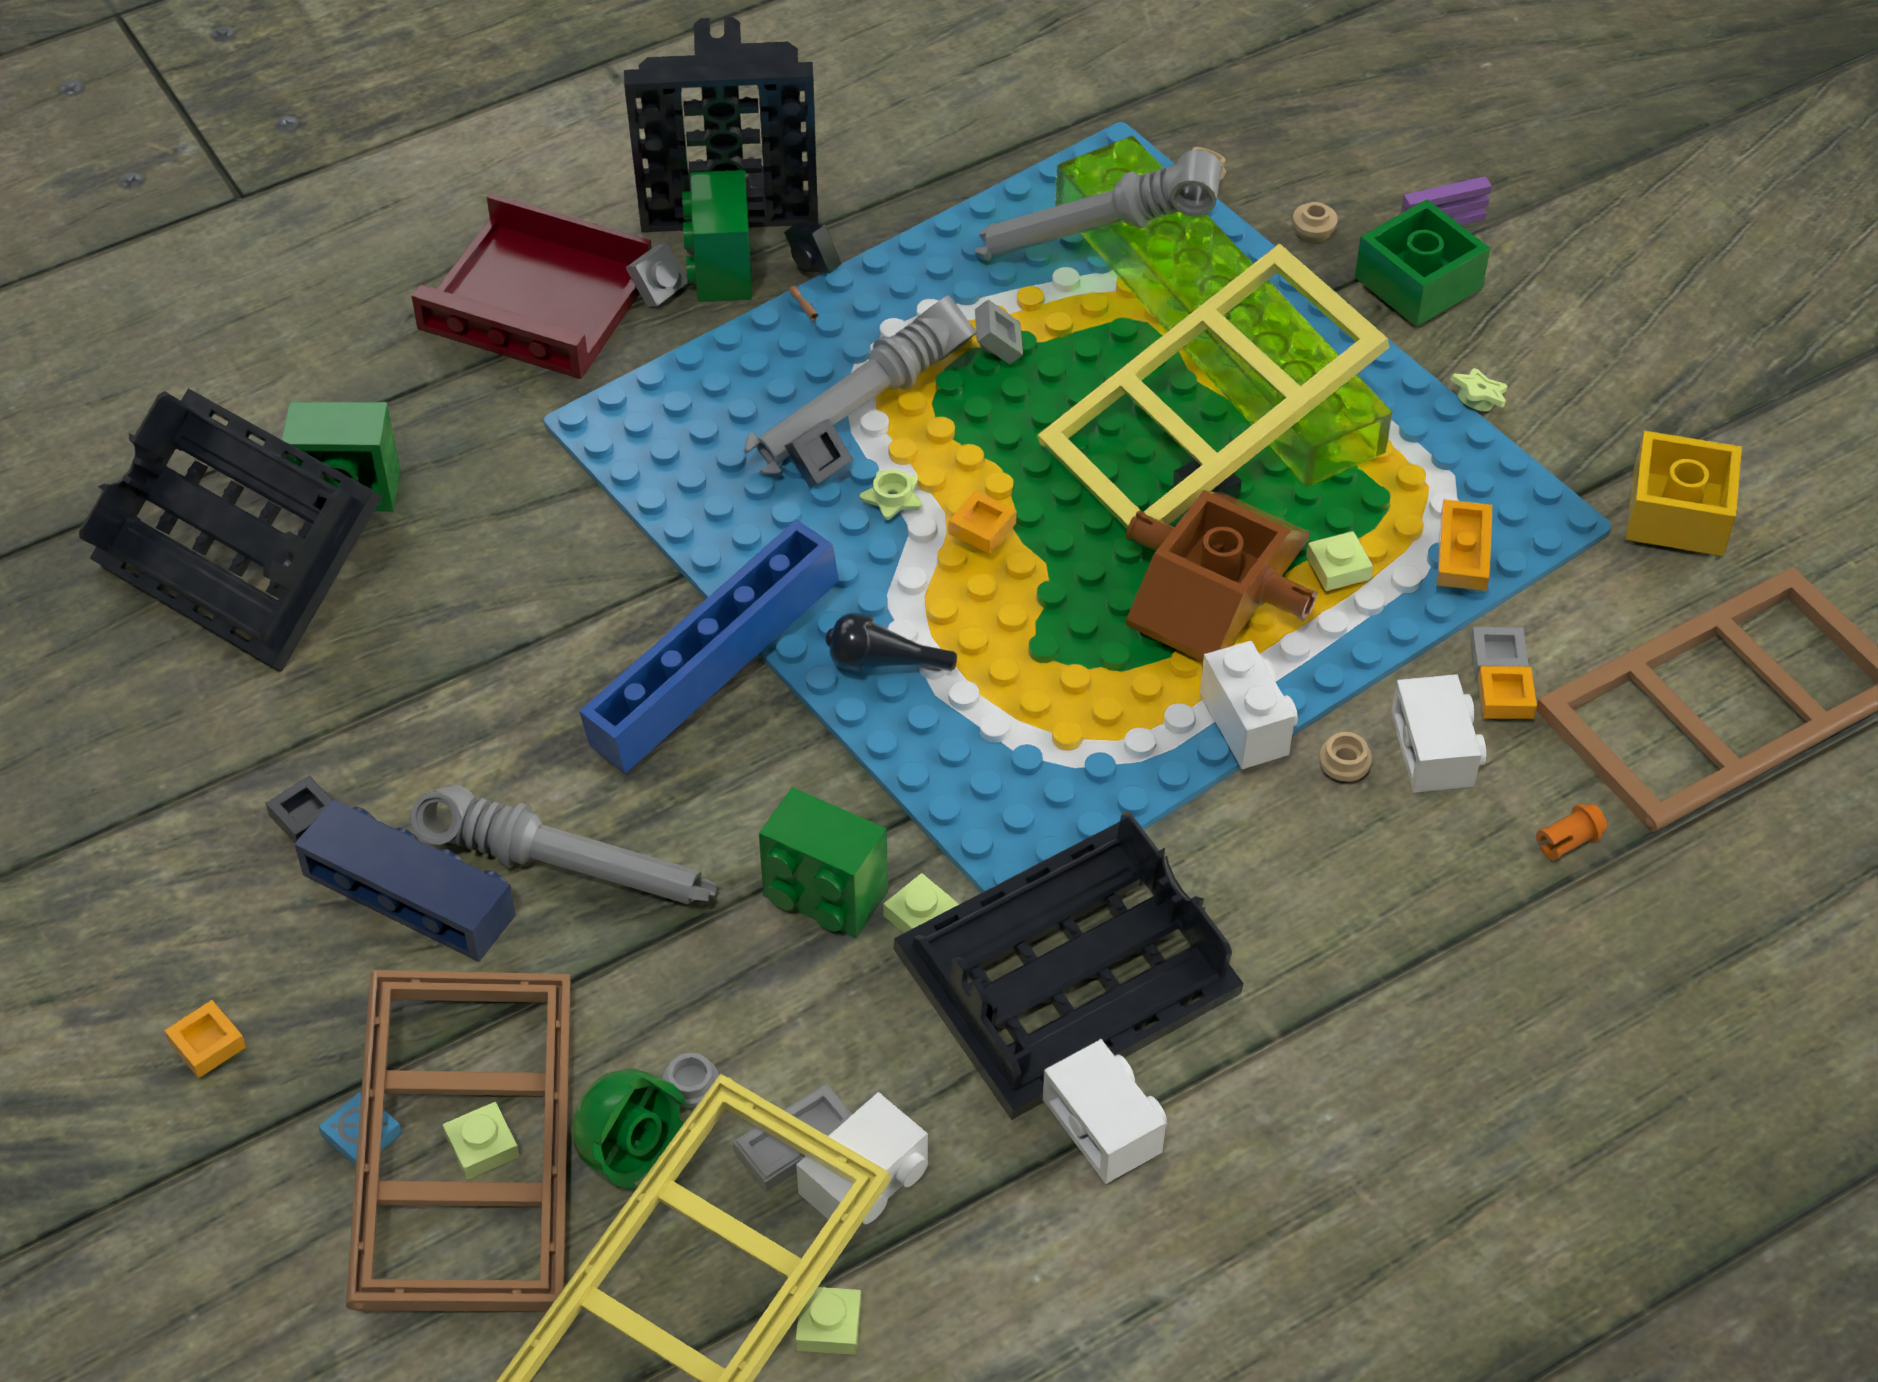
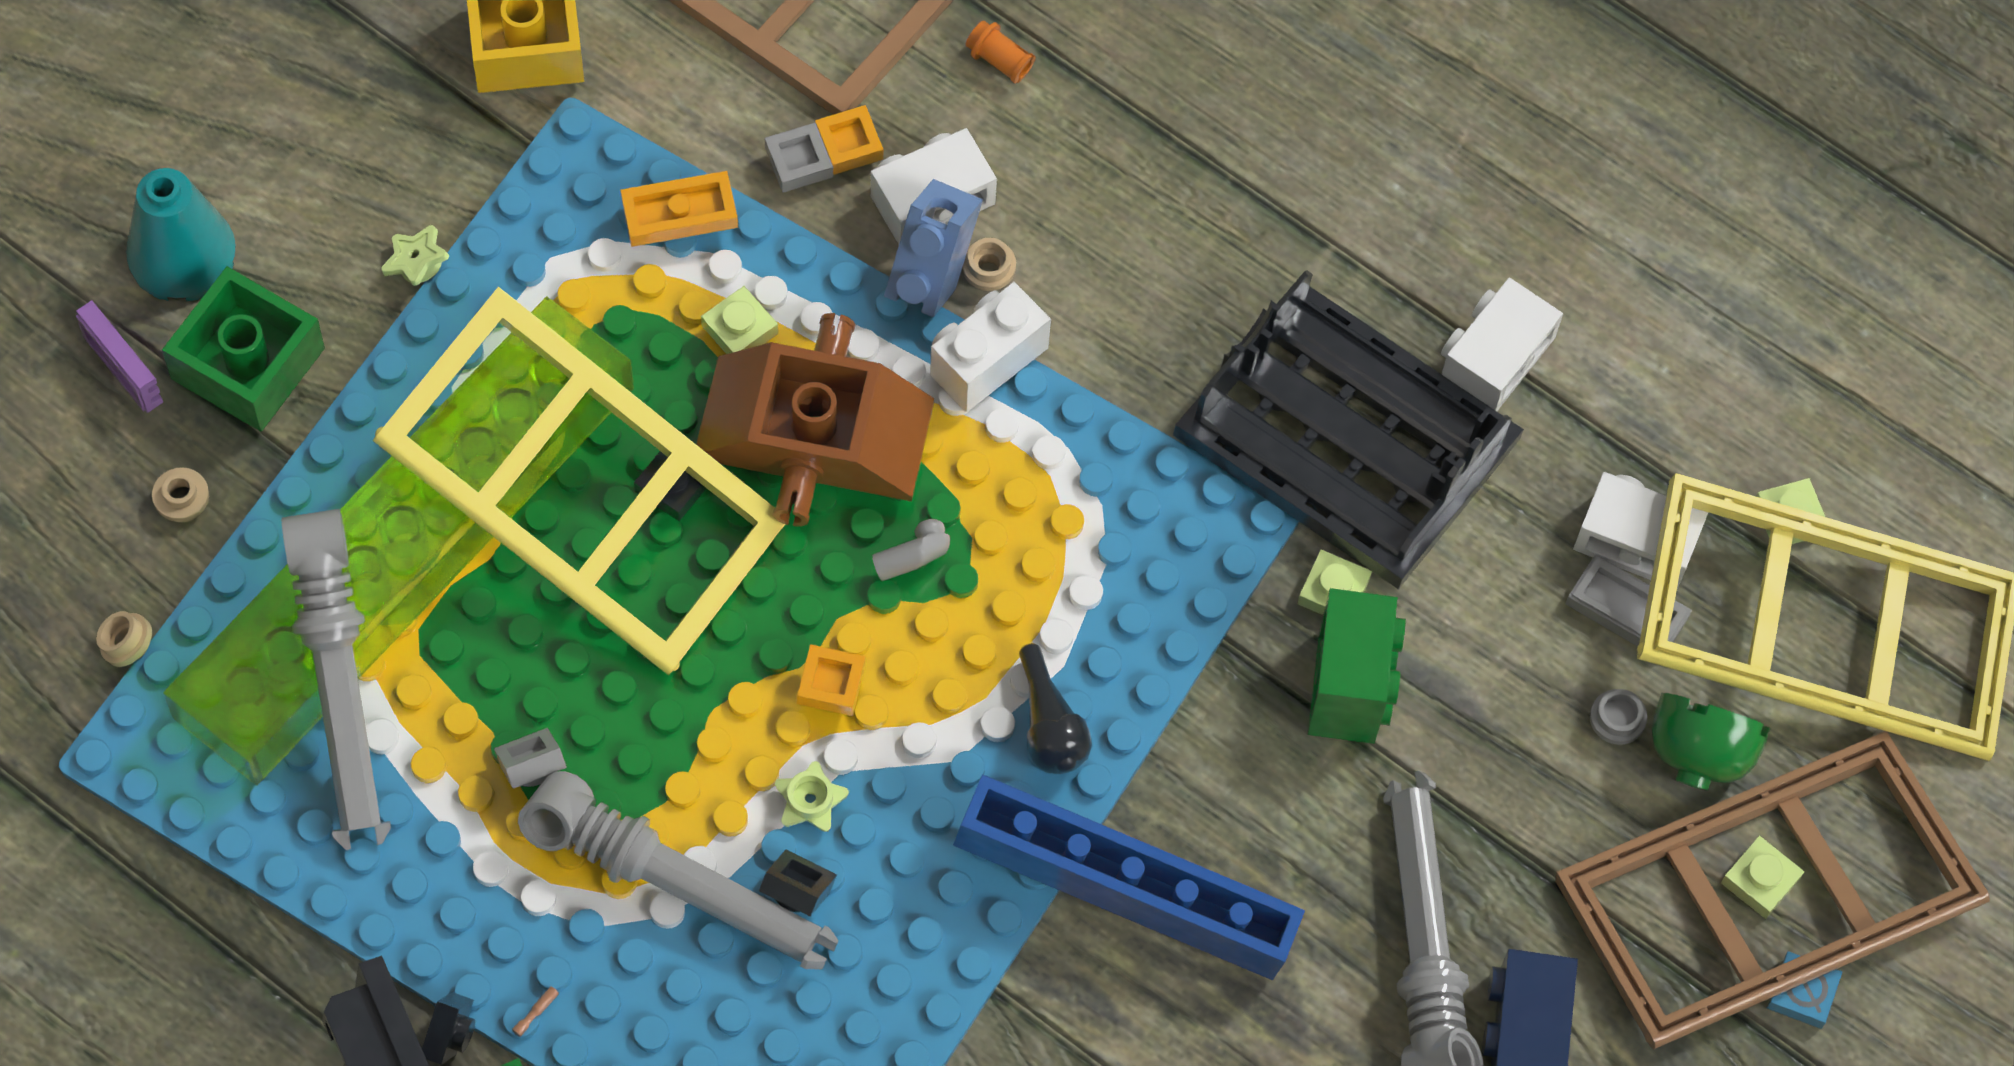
camera: 115 degrees left, 15 degrees up
(1071, 607) = (909, 556): none -> light grey arm
(1358, 685) = (931, 251): none -> medium blue brick
(1540, 246) = (176, 238): none -> teal cone

